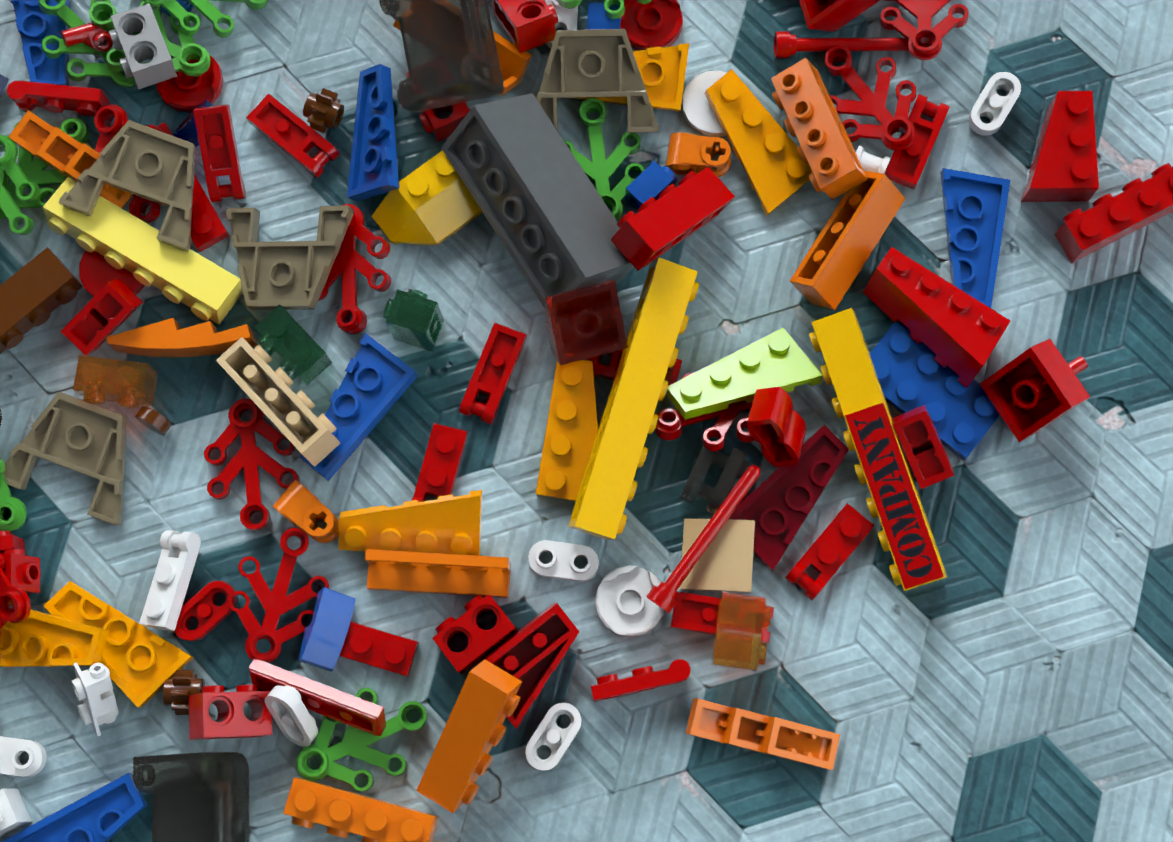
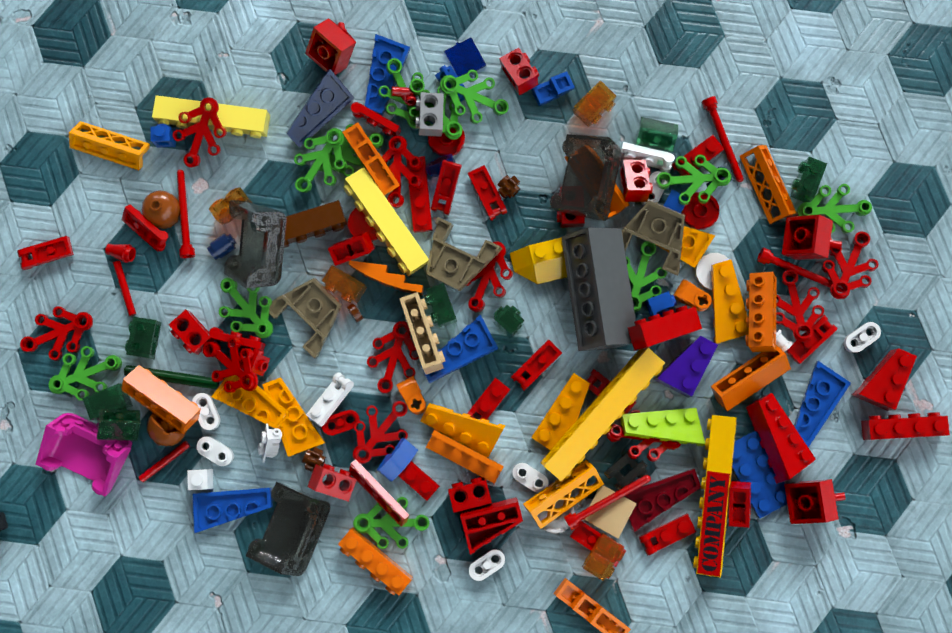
camera: 25 degrees right, 5 degrees up
(148, 167) = (407, 181): dark tan wing -> none
(291, 715) = (362, 496): white plate -> none
(374, 140) = (528, 214): blue wing -> none
(469, 736) = (445, 548): orange brick -> none
(585, 323) = (595, 365): clear red slope -> none
(617, 558) = (546, 499): none -> light orange fence
(642, 680) = (543, 557): red plate -> none
(741, 269) = (688, 368): none -> dark purple wedge
(776, 426) = (669, 460): red brick -> none

